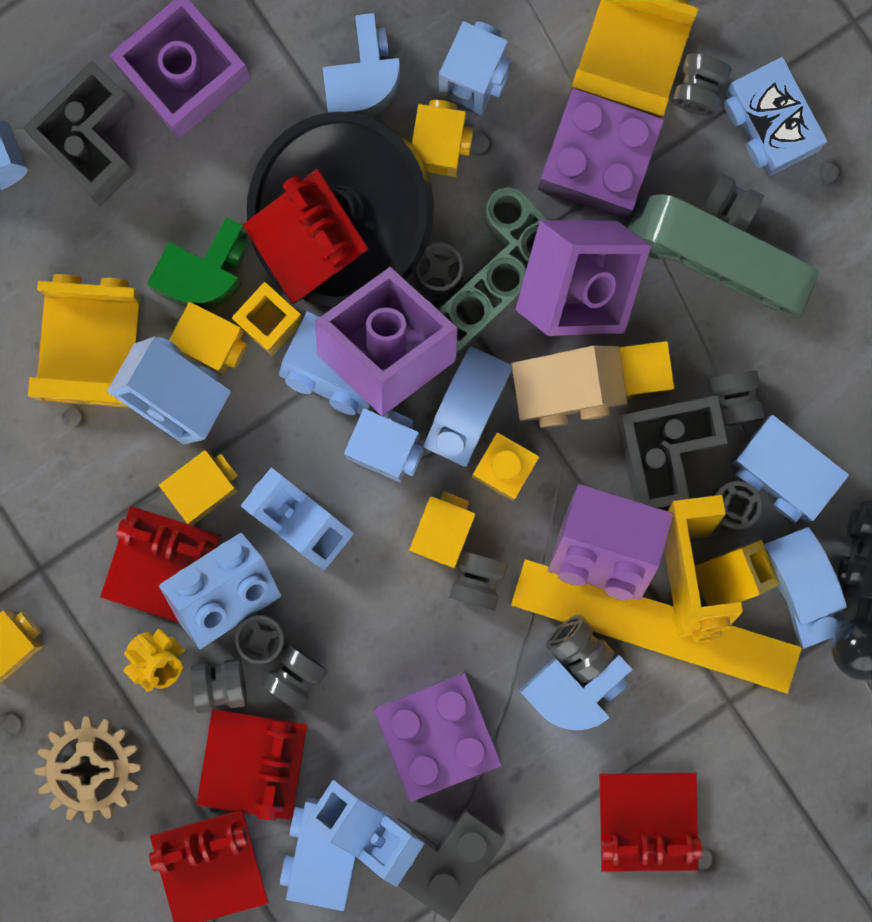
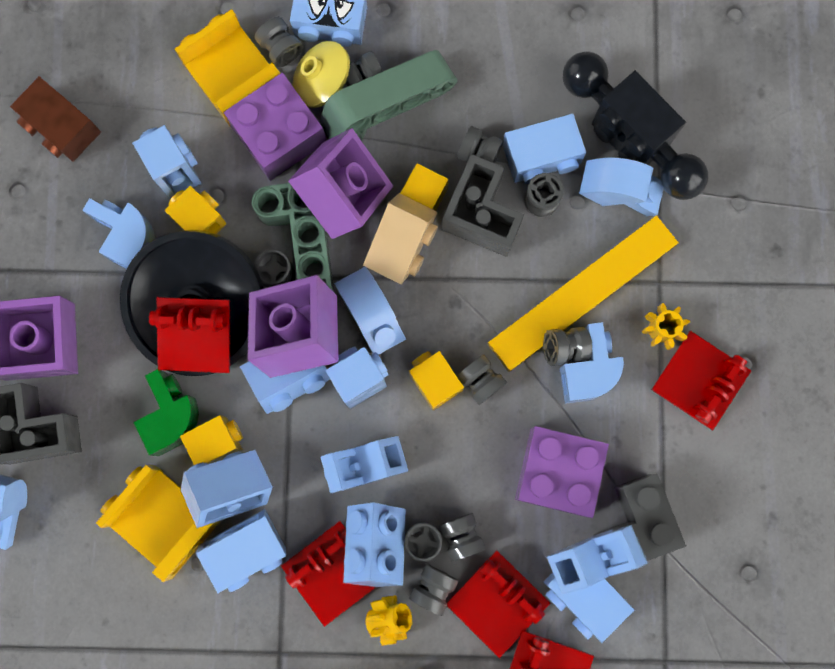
camera: 55 degrees left, 5 degrees down
(116, 455) = (242, 552): none -> light blue brick
(200, 486) = (300, 511): yellow brick -> none
(268, 319) = (227, 394): yellow brick -> none
(505, 466) = (423, 313): yellow brick -> none
(610, 543) = (515, 280): medium lavender brick -> none
(692, 740) = (668, 317): none -> yellow gear
(694, 520) = (563, 248): yellow panel -> none
(697, 160) = (321, 73): none -> light yellow dish
(736, 575) = (587, 223): yellow brick -> none

